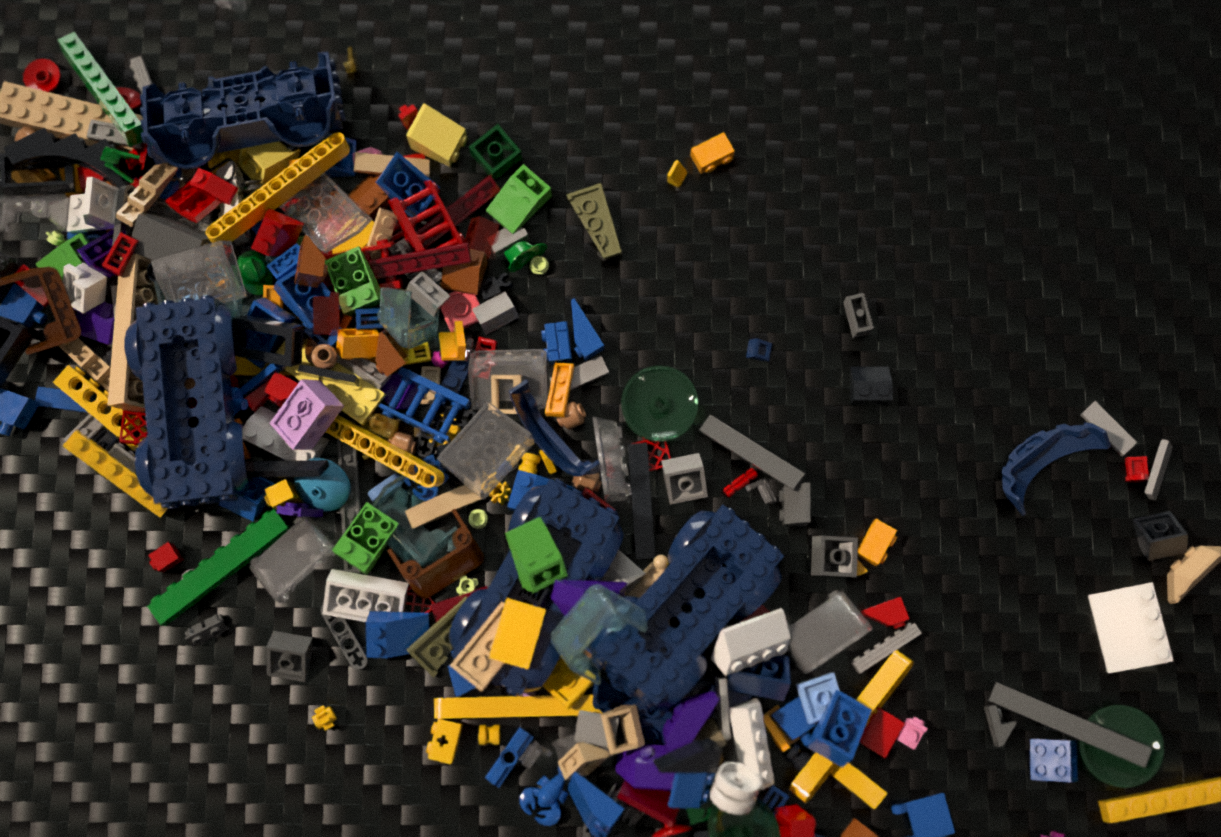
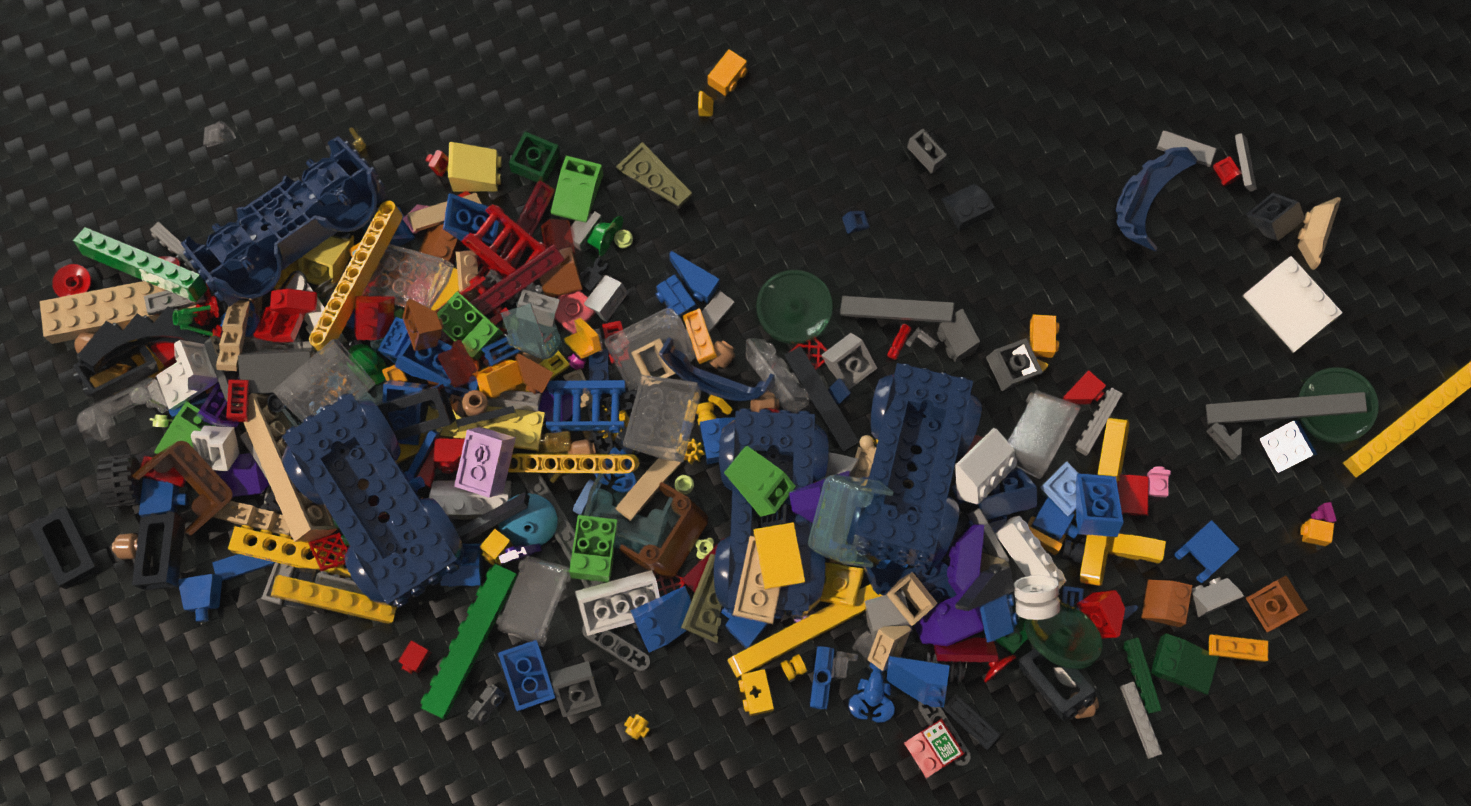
camera: 30 degrees left, 5 degrees down
(250, 624) = (526, 675): none -> blue slope
(660, 502) = (839, 392): none -> dark blue slope

